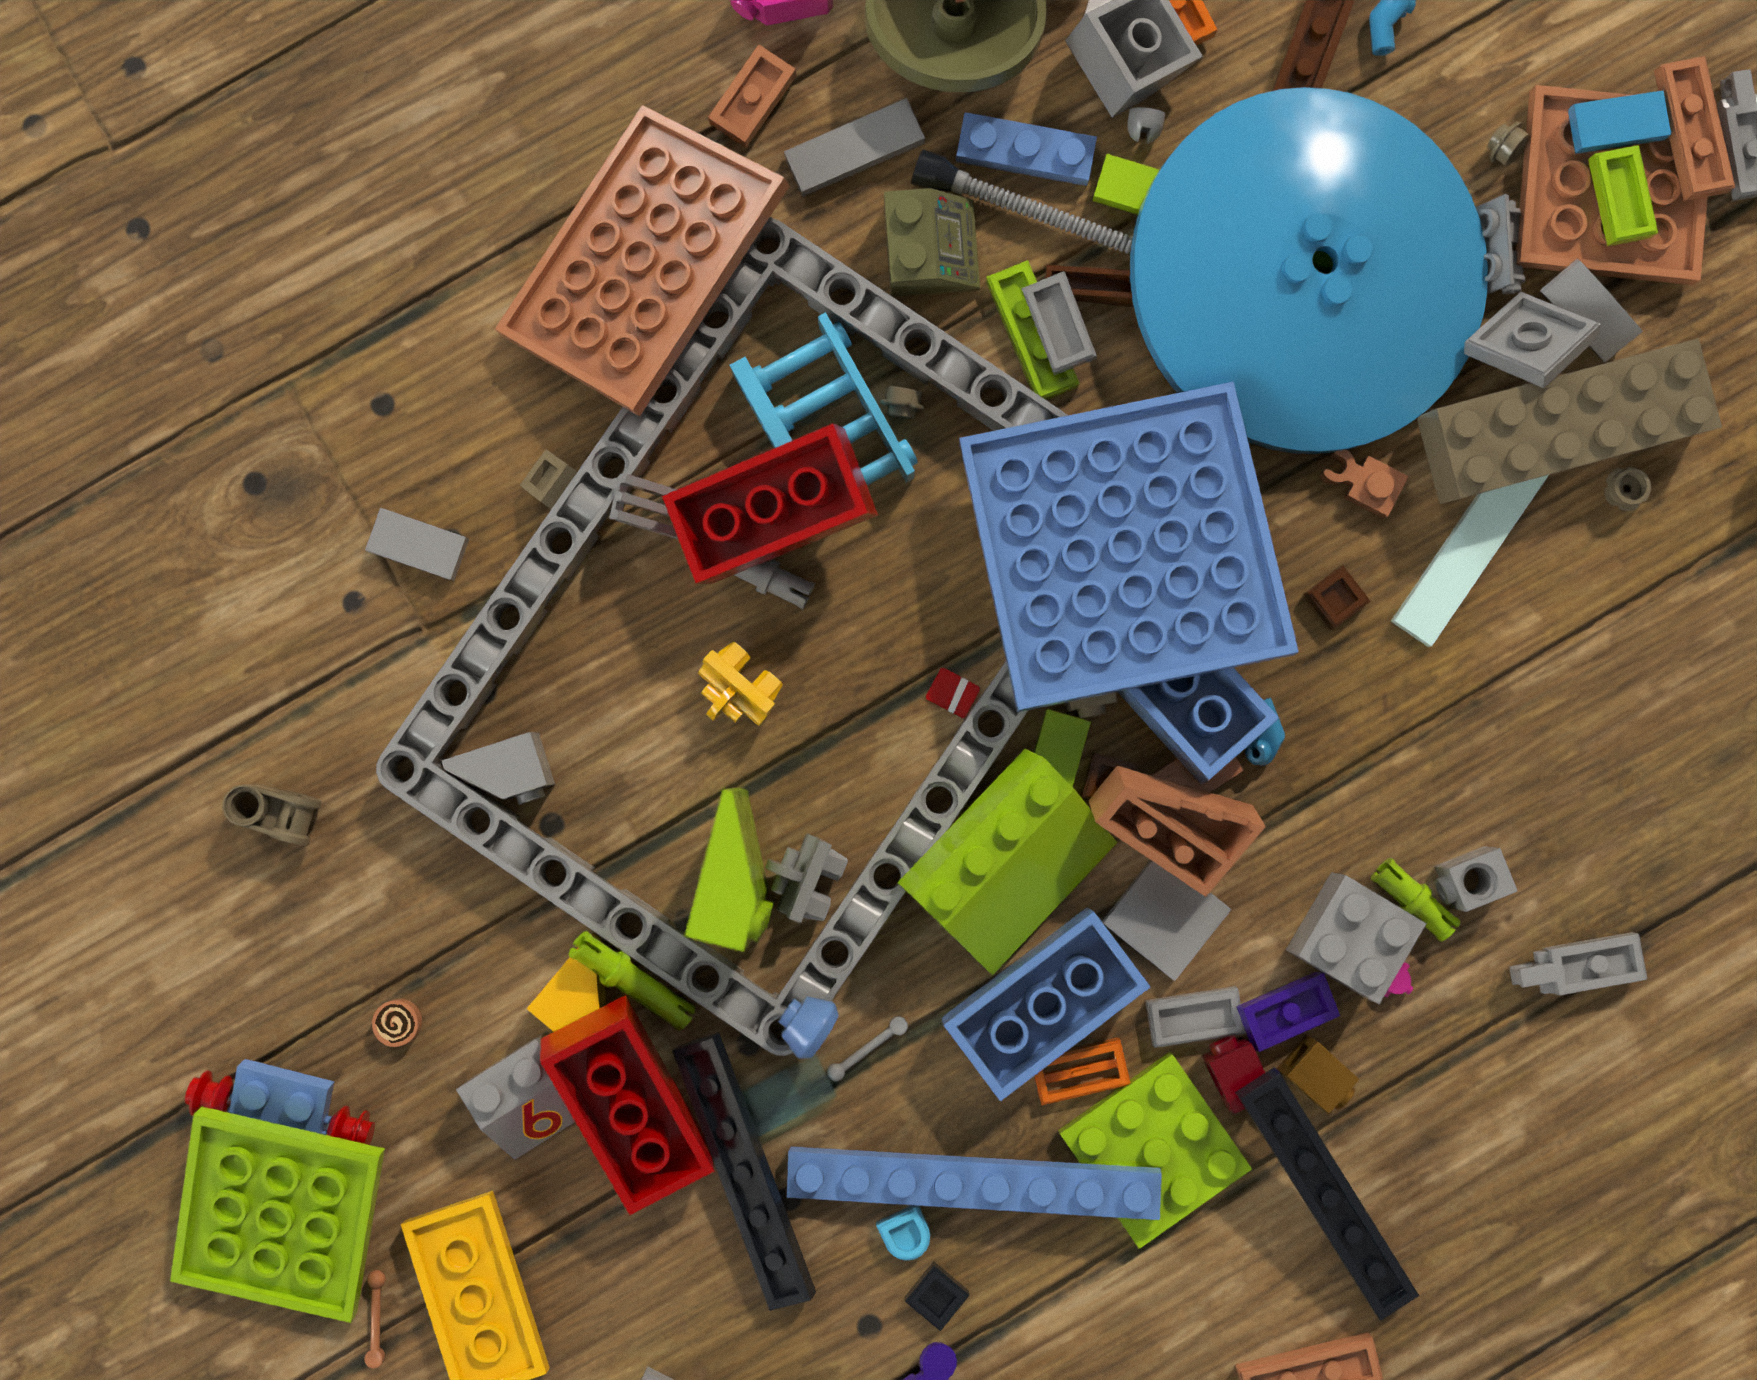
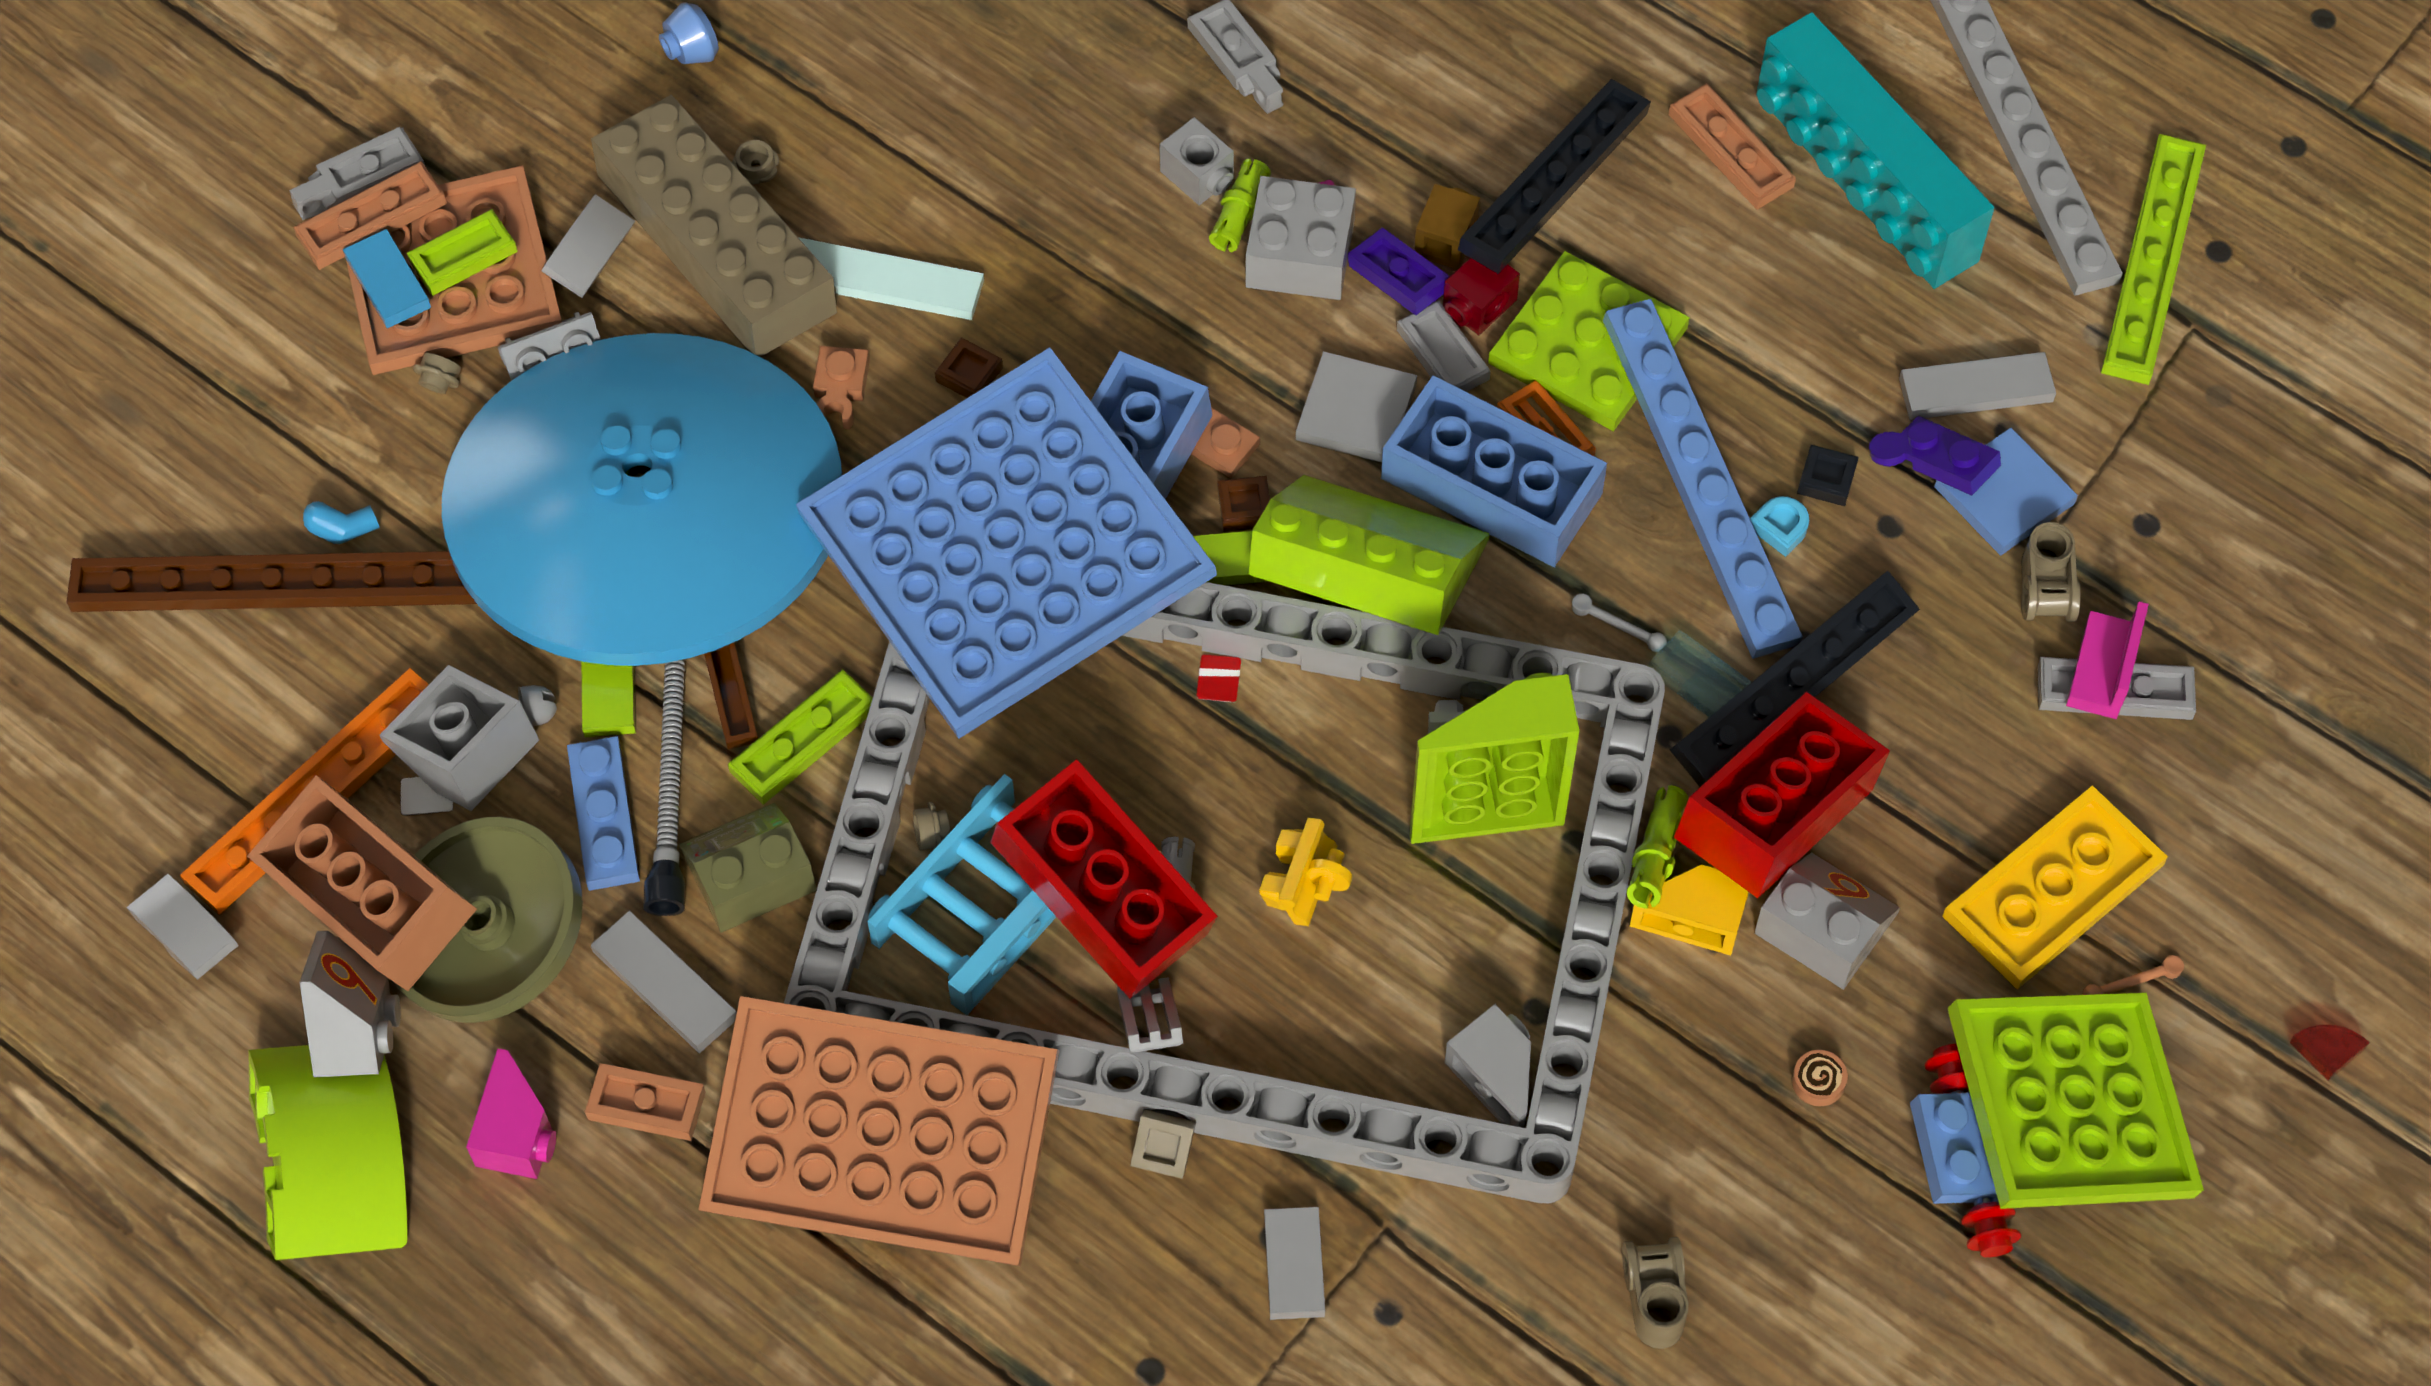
camera: 110 degrees left, 25 degrees down
(807, 1025) = (1618, 651): medium blue cone -> none
(1059, 323) = (787, 704): light grey tile -> none
(1176, 825) = (1262, 410): nougat wedge -> none
(1532, 339) = (642, 278): light grey tile -> none

